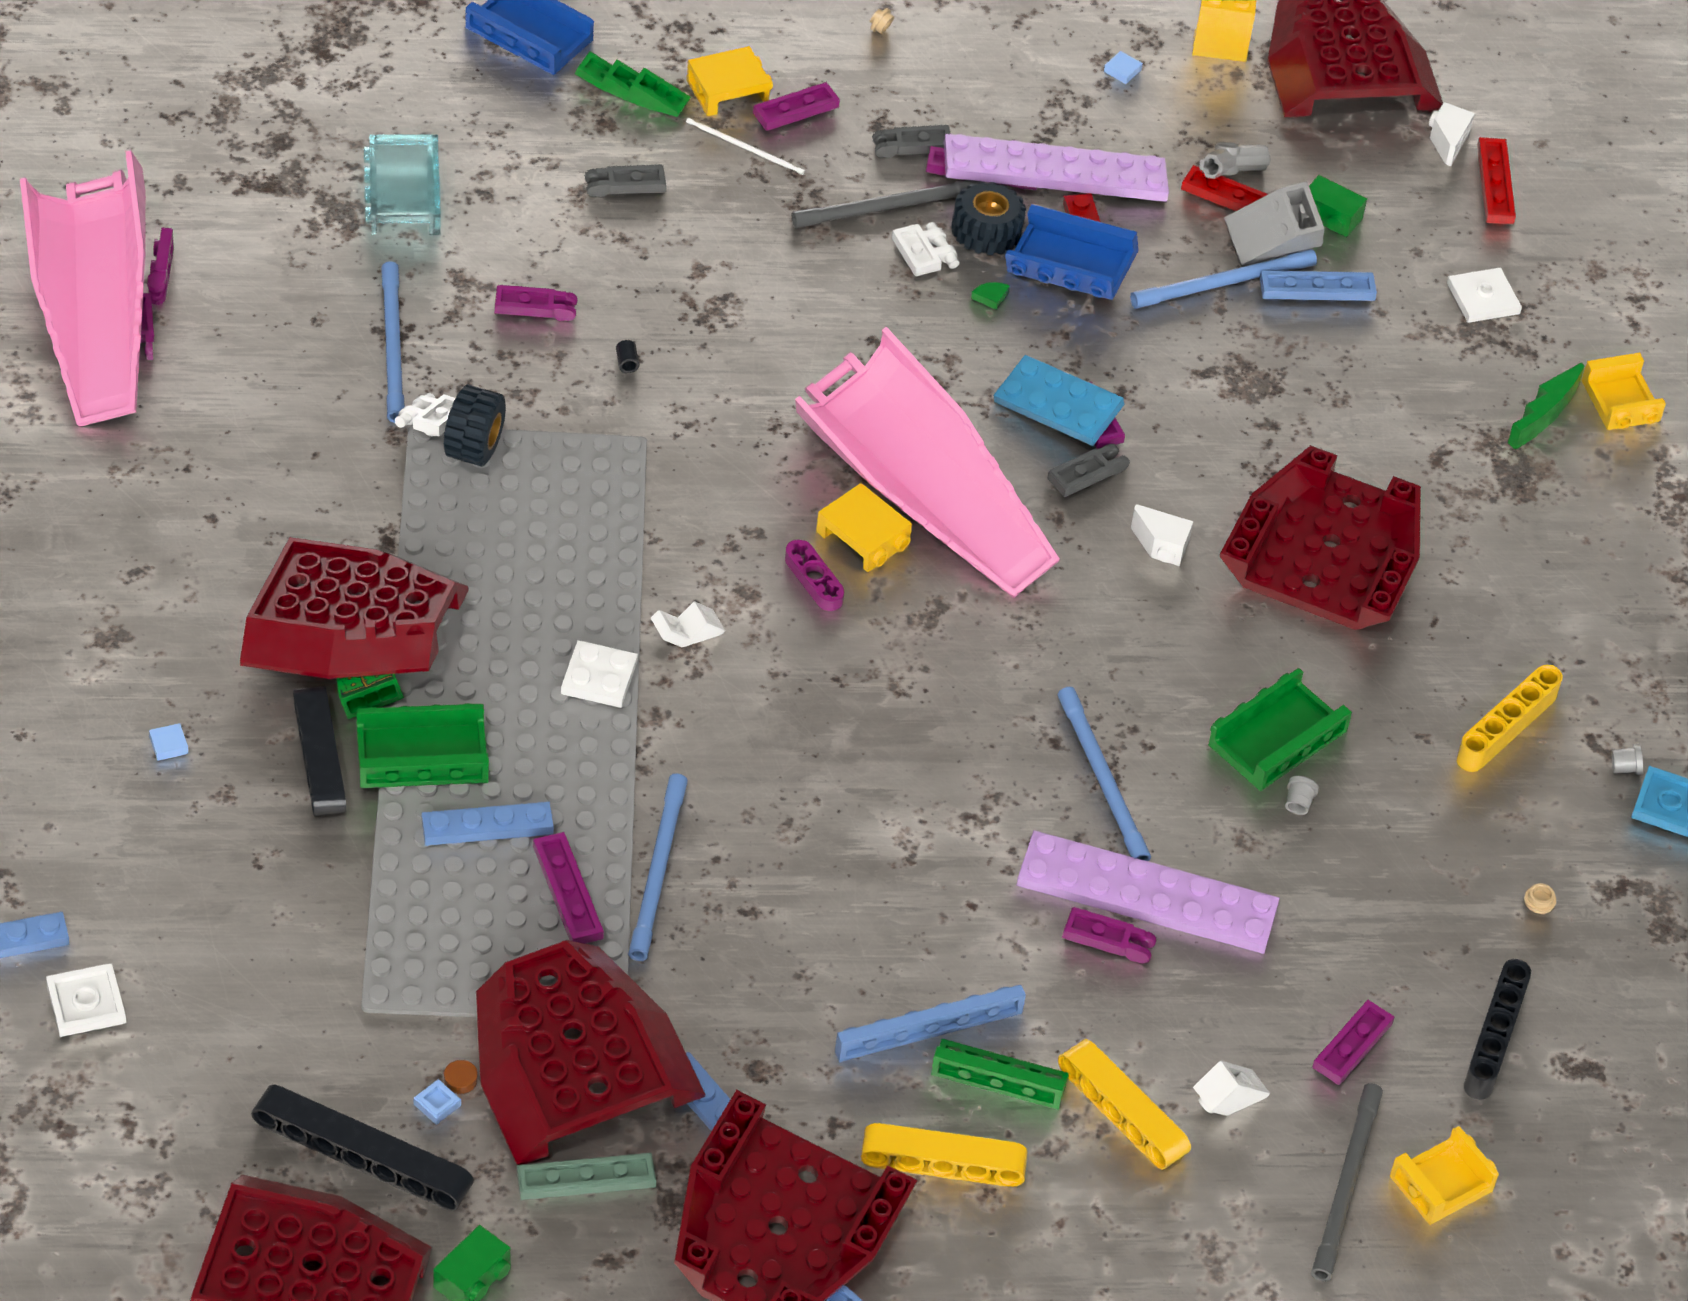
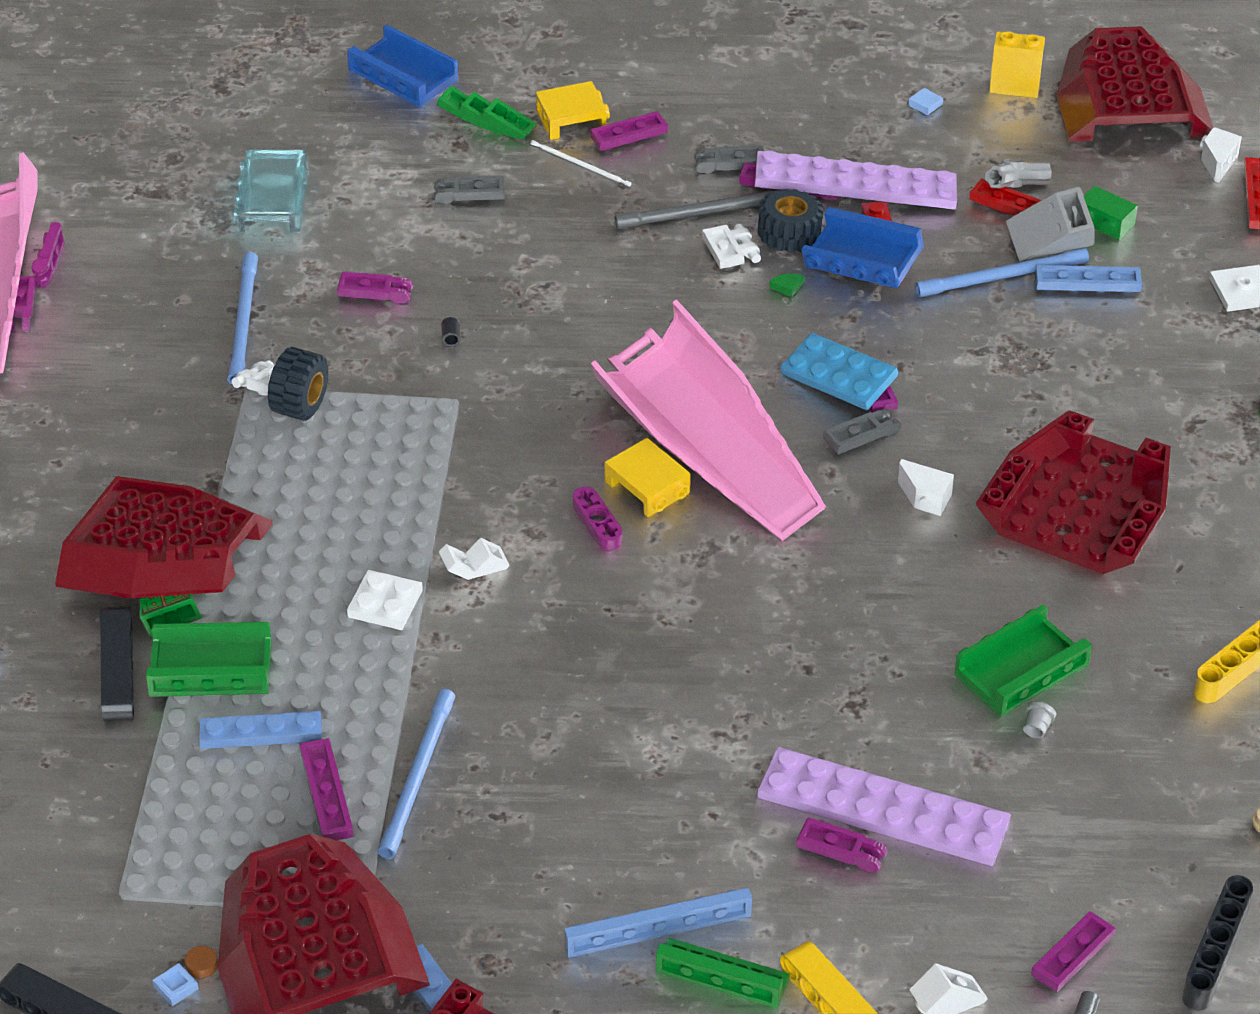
camera: 10 degrees right, 5 degrees down
(881, 20) = (713, 63): tan plate -> none
(1075, 712) = (828, 641): medium blue piece -> none

